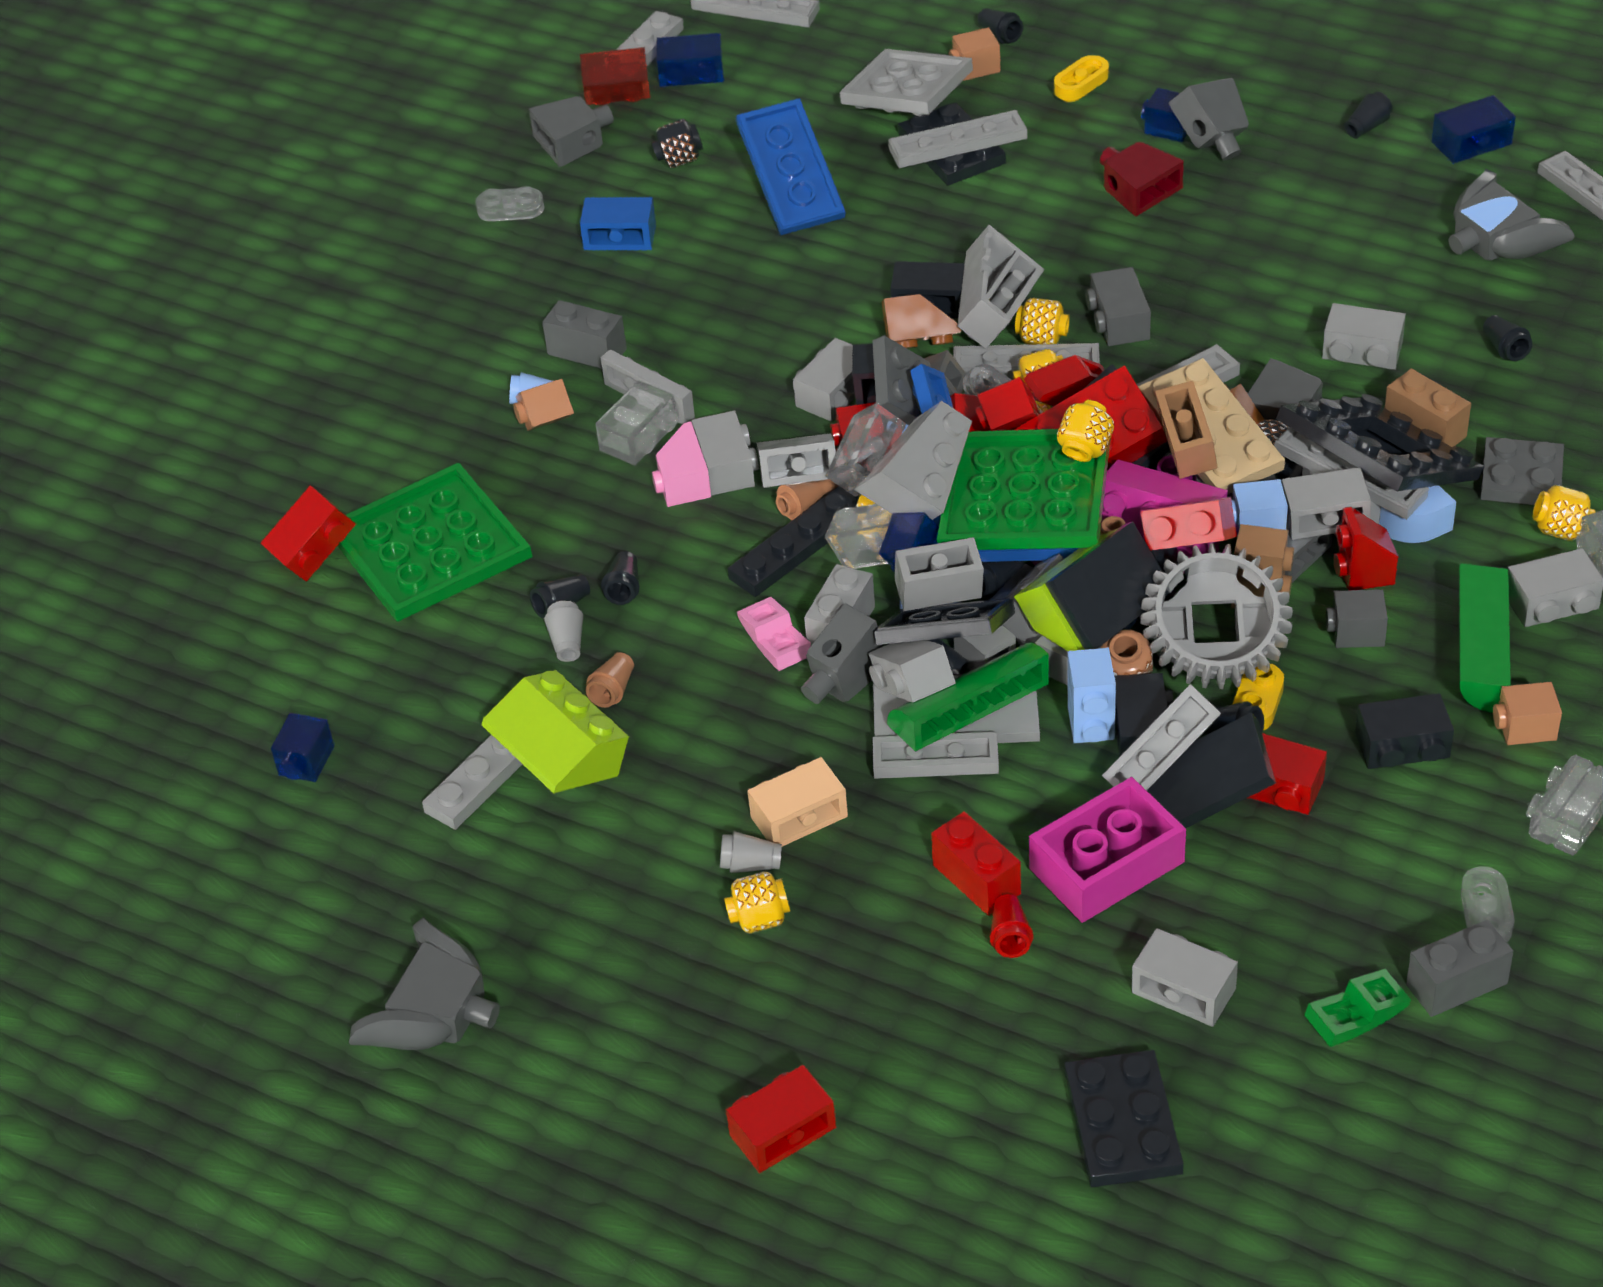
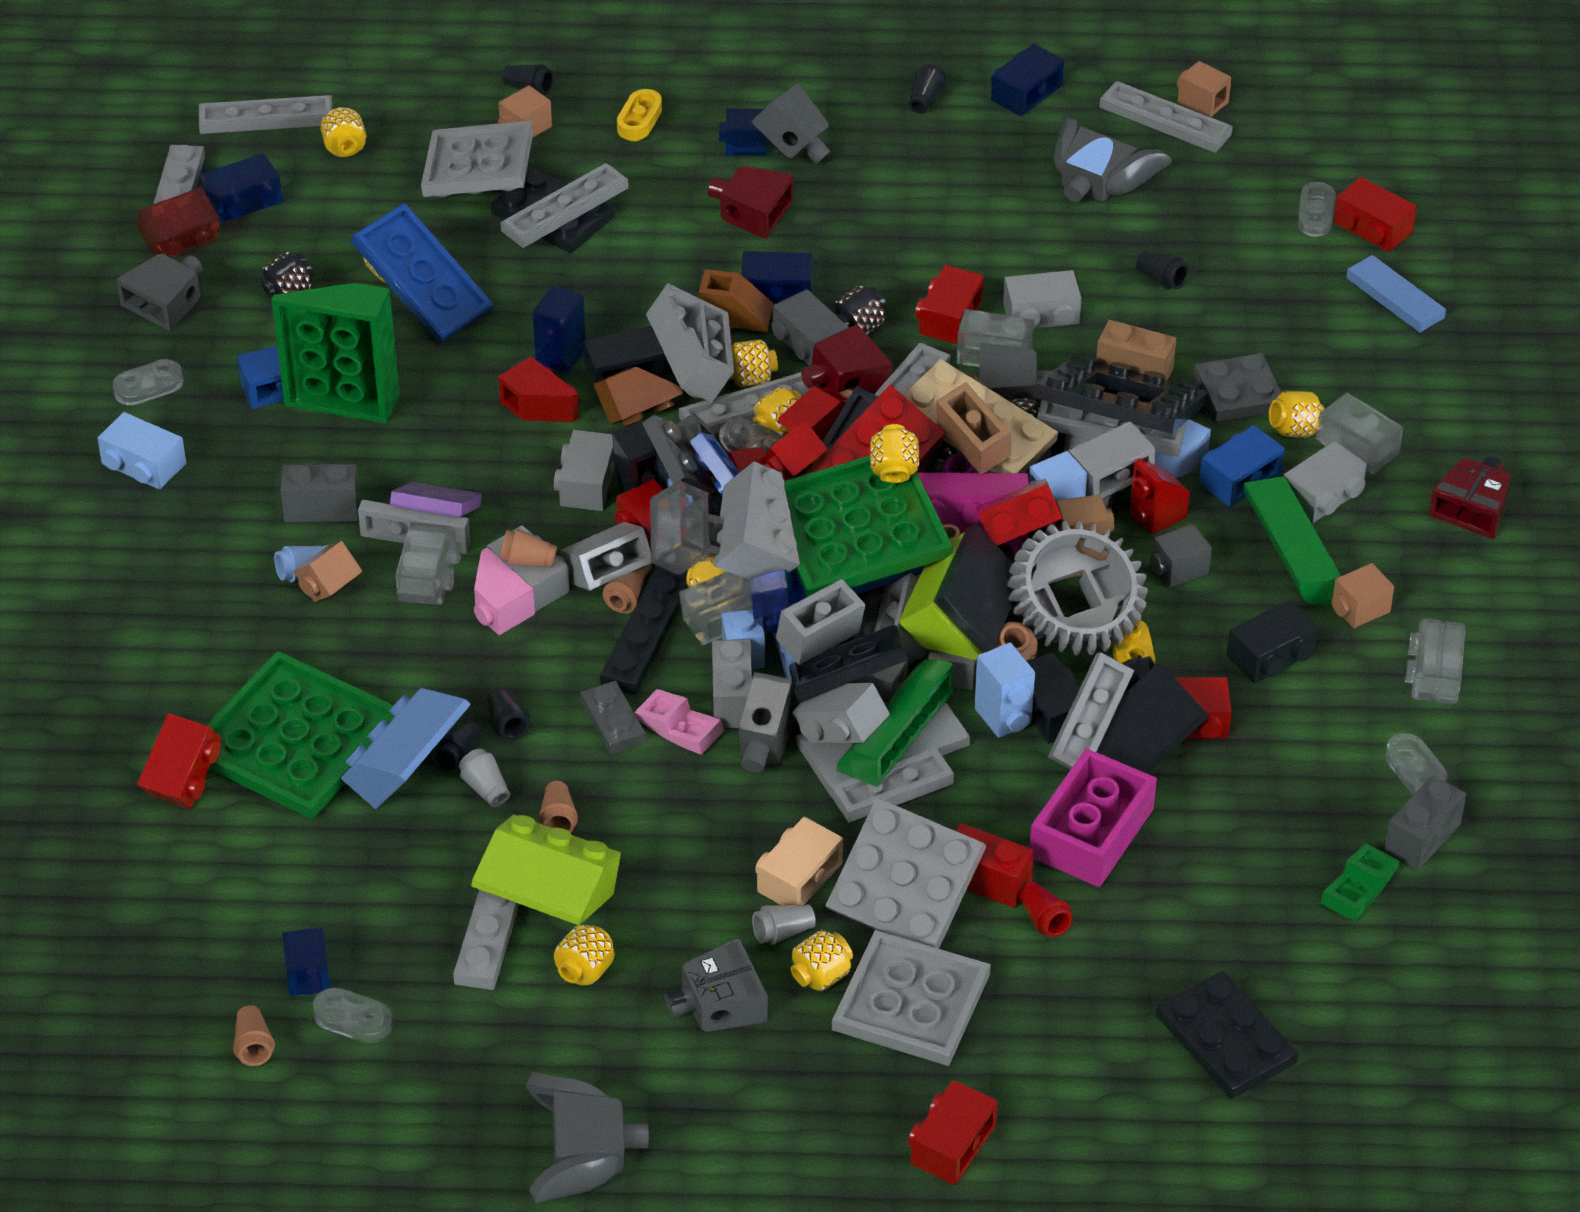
camera: 30 degrees left, 0 degrees up
(214, 800) = (252, 1037): none -> nougat cone
(308, 805) = (350, 1015): none -> clear plate
(461, 259) = (141, 450): none -> light blue brick
(502, 576) = (401, 744): none -> medium blue slope
(543, 822) = (584, 954): none -> yellow head
(647, 898) = (720, 990): none -> dark grey torso
(659, 210) = (338, 350): none -> green slope
(678, 367) = (435, 499): none -> medium lavender tile
(717, 432) = (527, 550): none -> nougat cone
(717, 611) = (612, 717): none -> flat silver plate
(805, 32) = (342, 129): none -> yellow head
(825, 969) = (911, 997): none -> light grey plate
(832, 299) = (537, 393): none -> red slope
(870, 561) = (742, 626): none -> light blue brick
(878, 242) = (559, 329): none -> clear blue brick
(884, 847) = (905, 875): none -> light grey plate
(1062, 258) = (738, 297): none -> dark orange slope
(1114, 246) = (778, 273): none -> clear blue brick
(1133, 341) = (847, 362): none -> dark red torso
(1176, 301) = (862, 307): none -> black head
(1184, 977) = (1213, 903): light grey brick -> none
(1270, 317) = (946, 302): none -> red brick
(1293, 350) = (994, 329): none -> clear brick
(1477, 540) = (1240, 460): none -> blue brick

